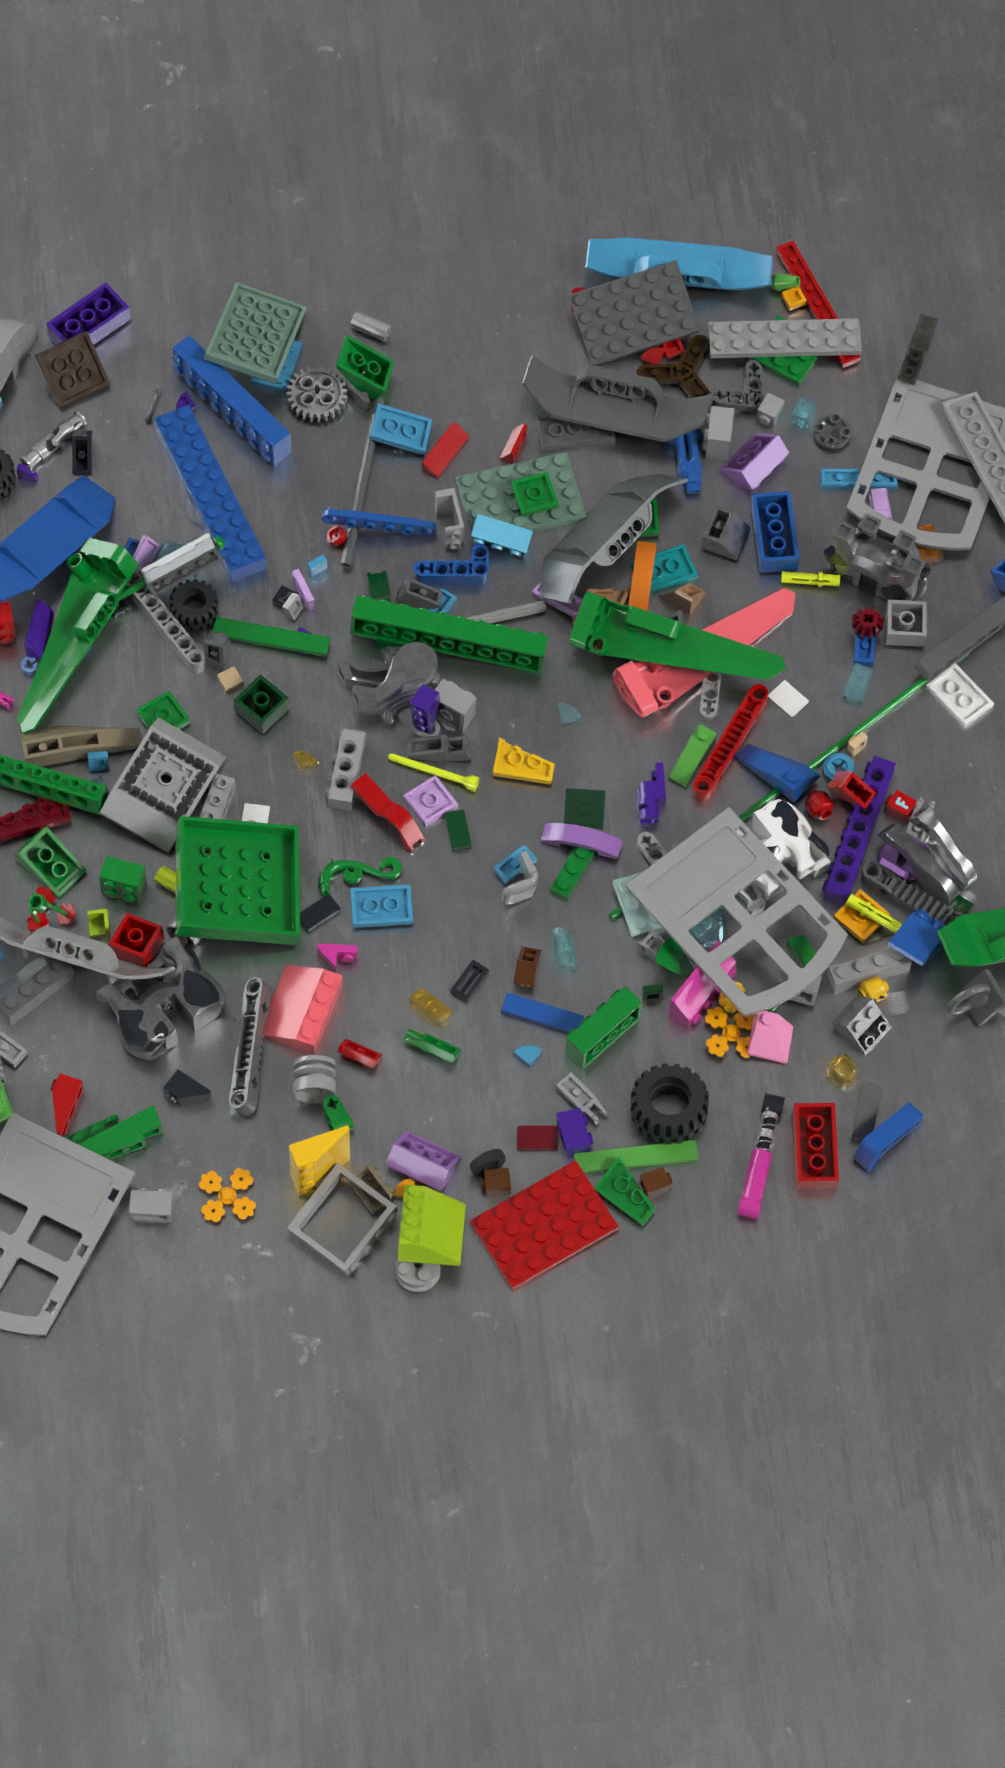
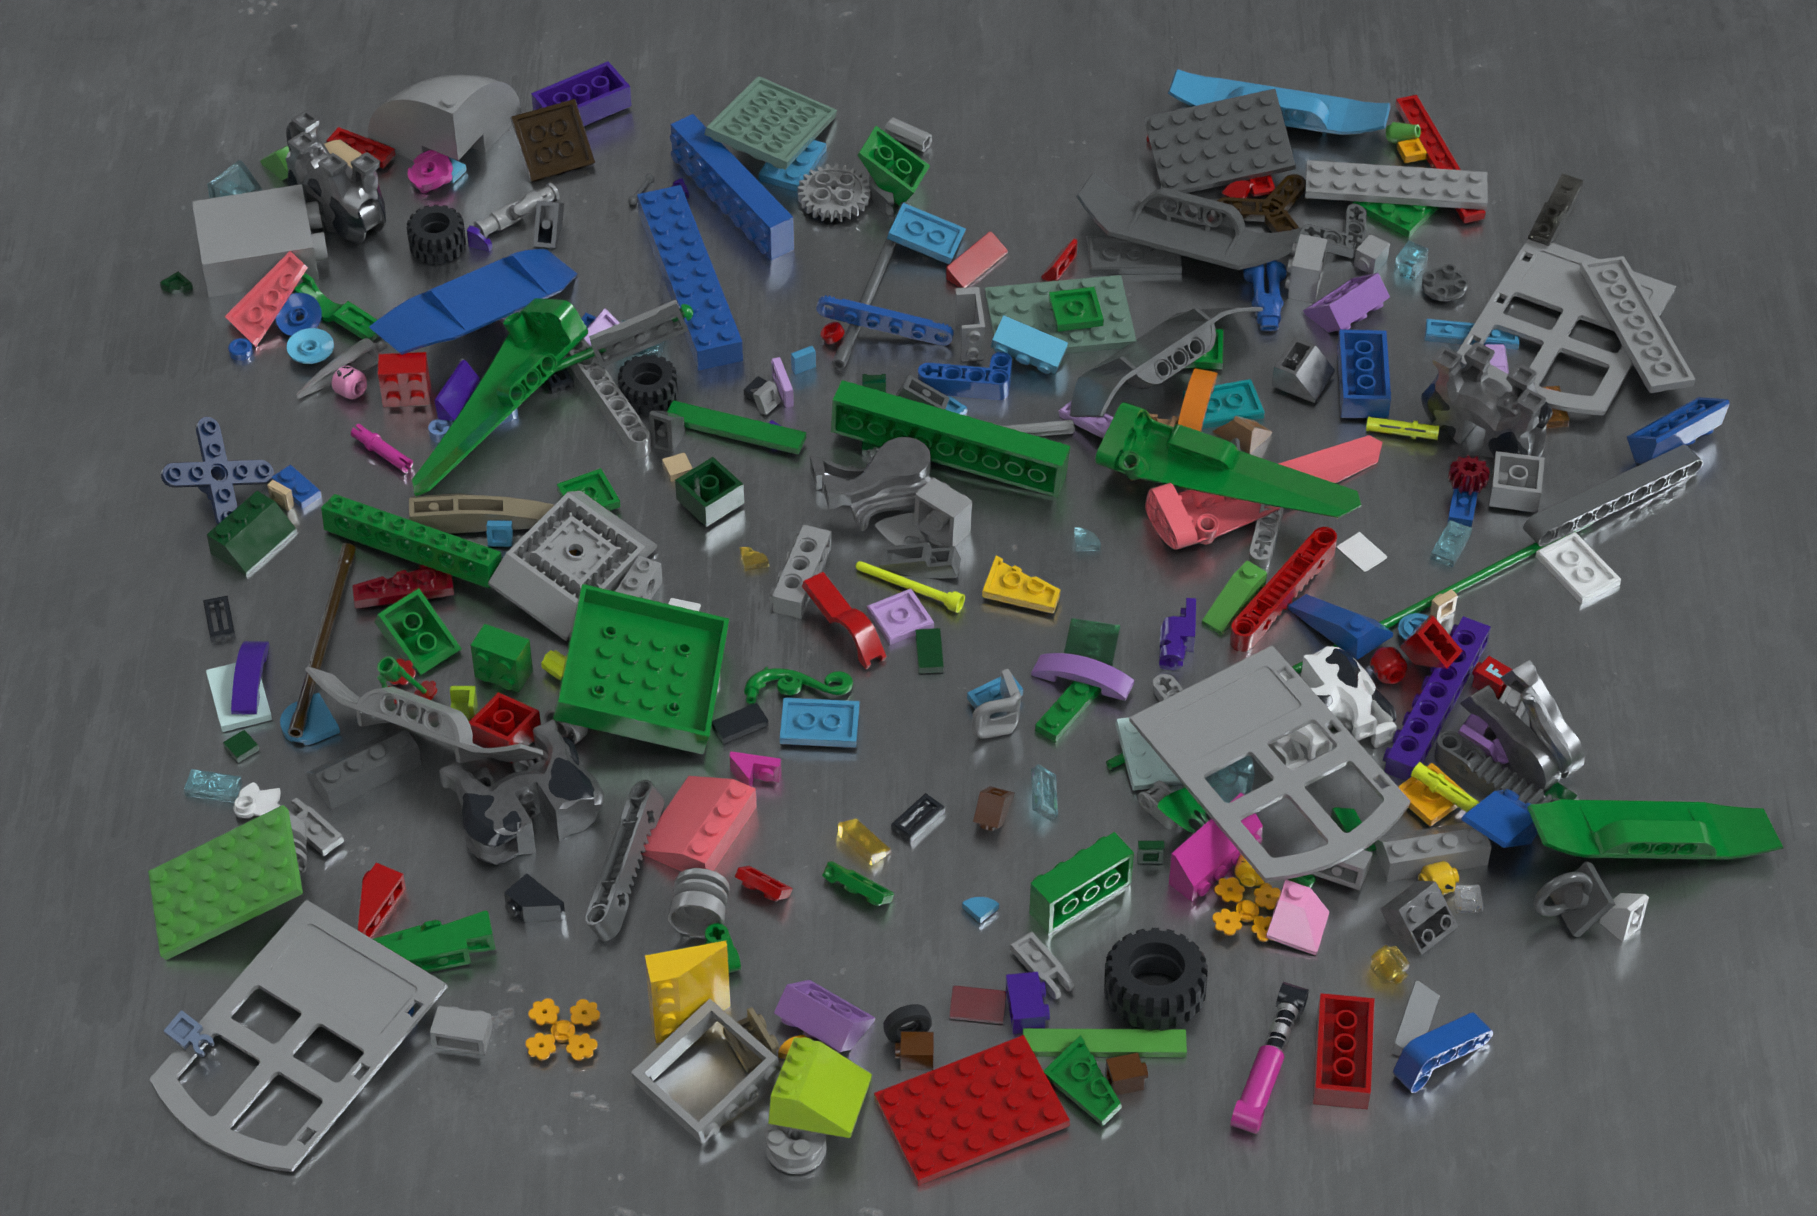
camera: 10 degrees right, 15 degrees down
(424, 708) = (906, 507): dark purple slope -> none
(541, 1013) = (998, 861): blue tile -> none

